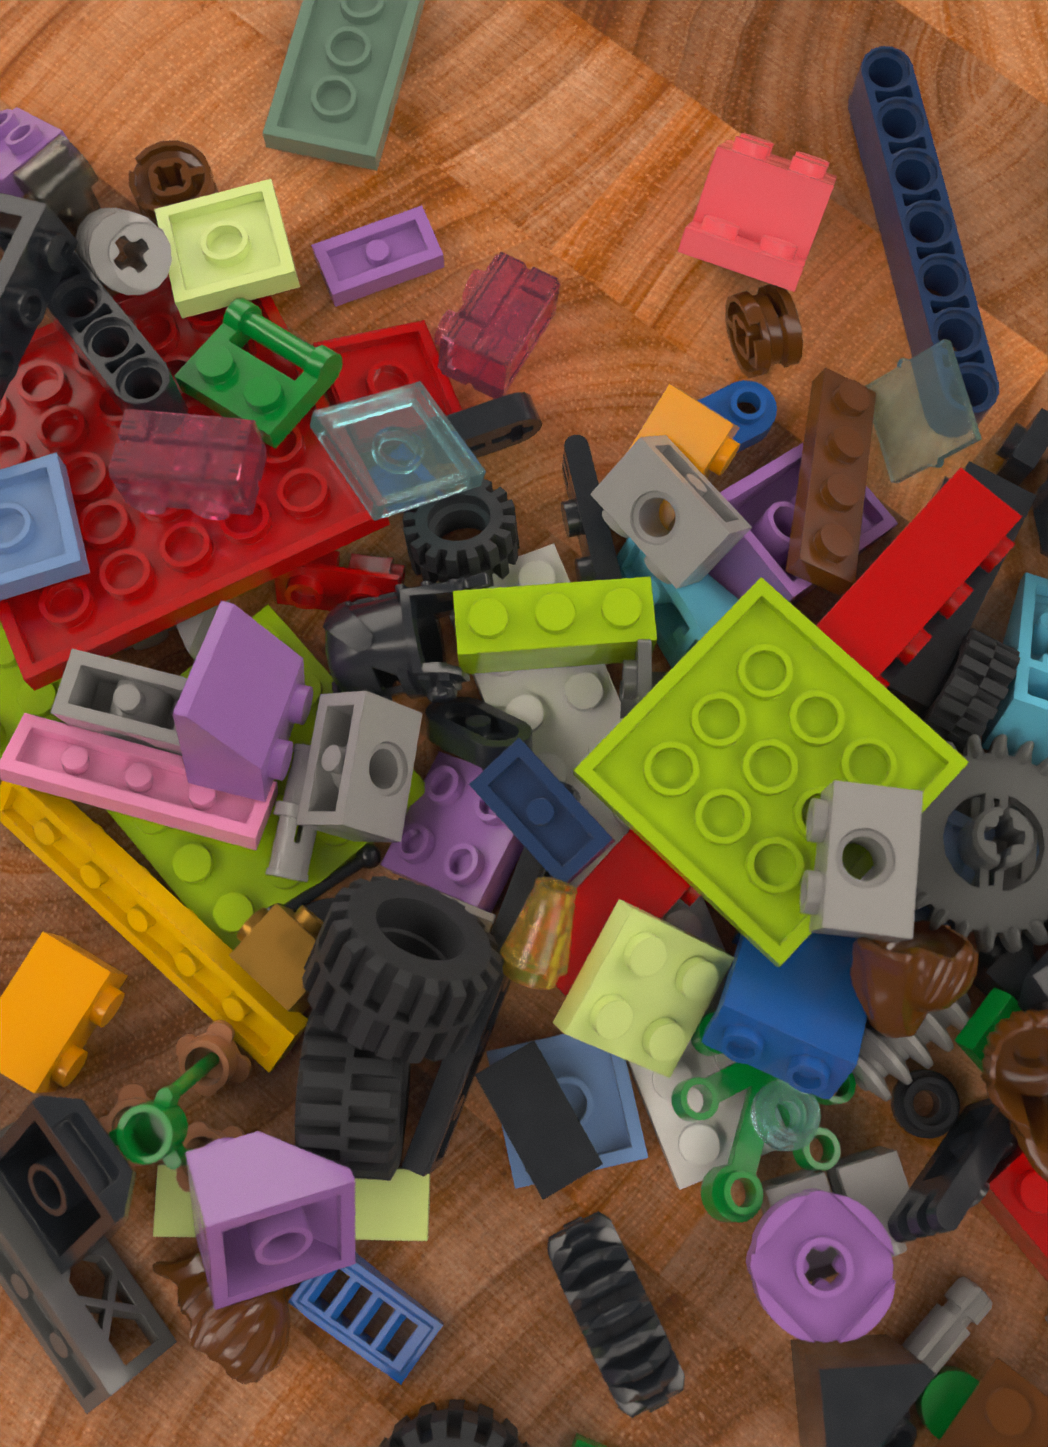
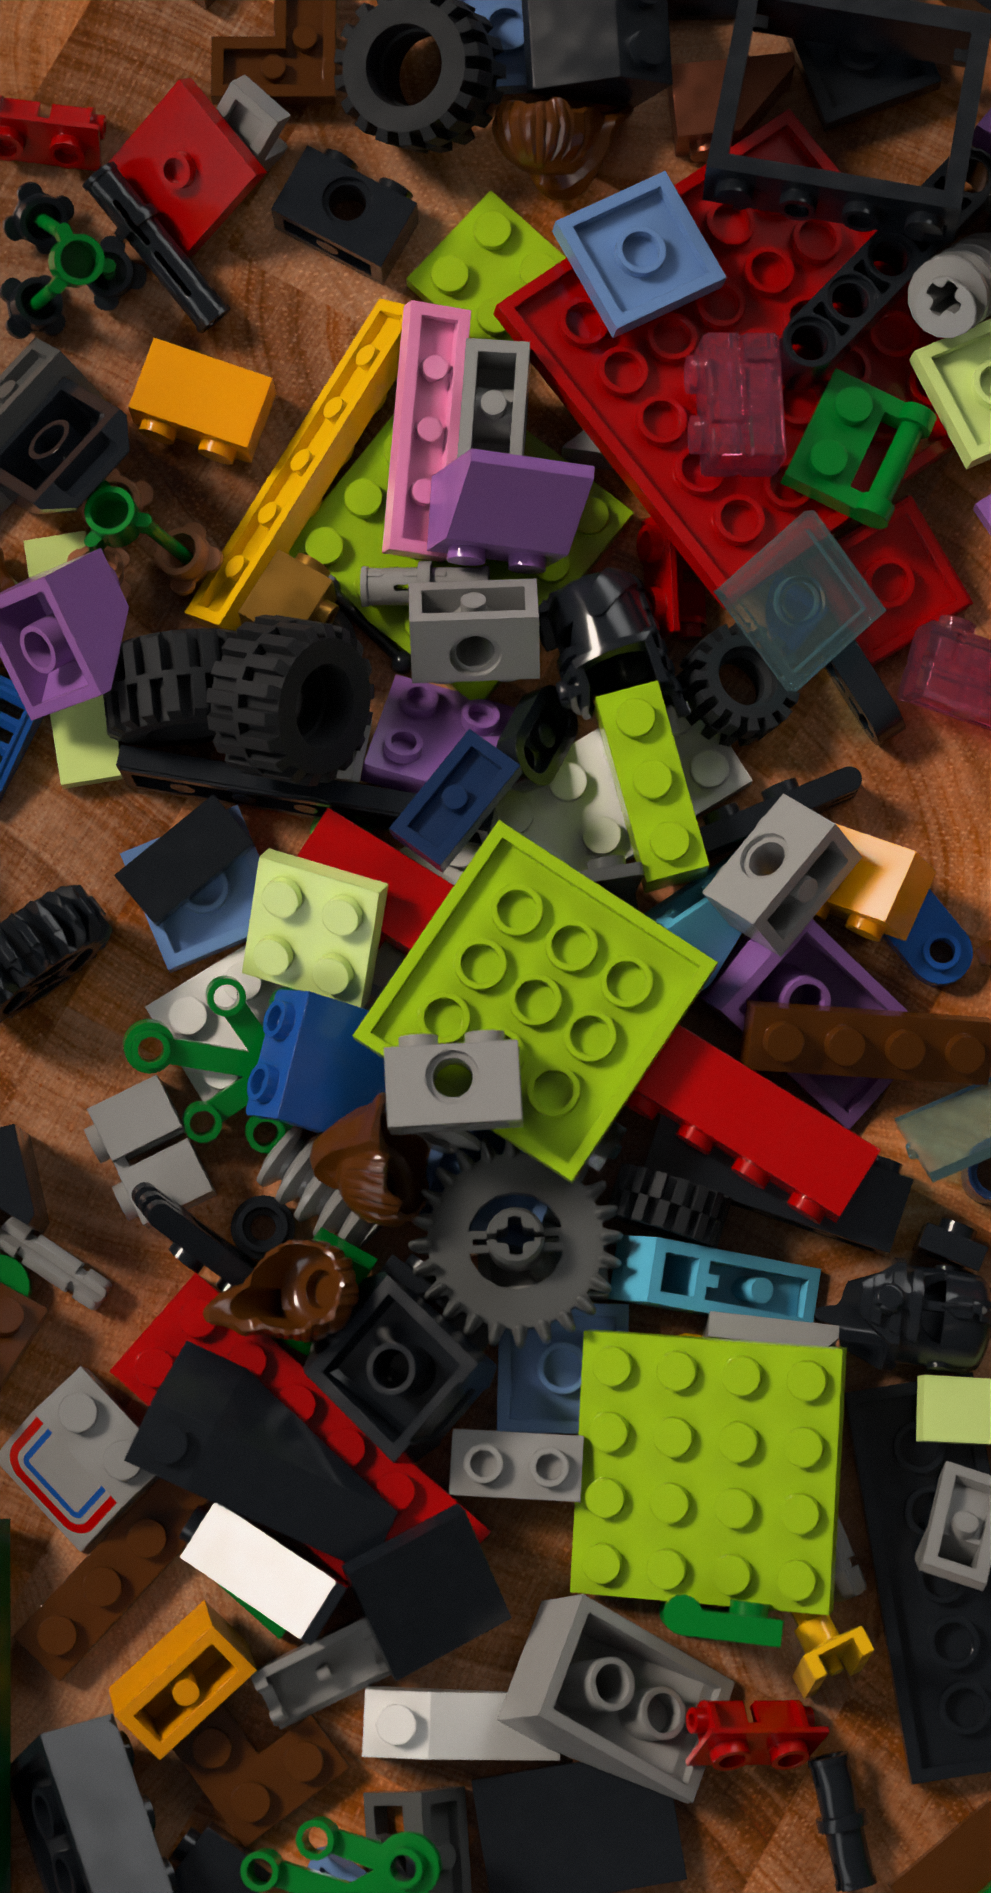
camera: 85 degrees right, 5 degrees up
(541, 936) = (340, 818): clear yellow cone -> none
(803, 1111) = (204, 1078): clear light blue plate -> none
(863, 1261) = (63, 1135): medium lavender plate -> none

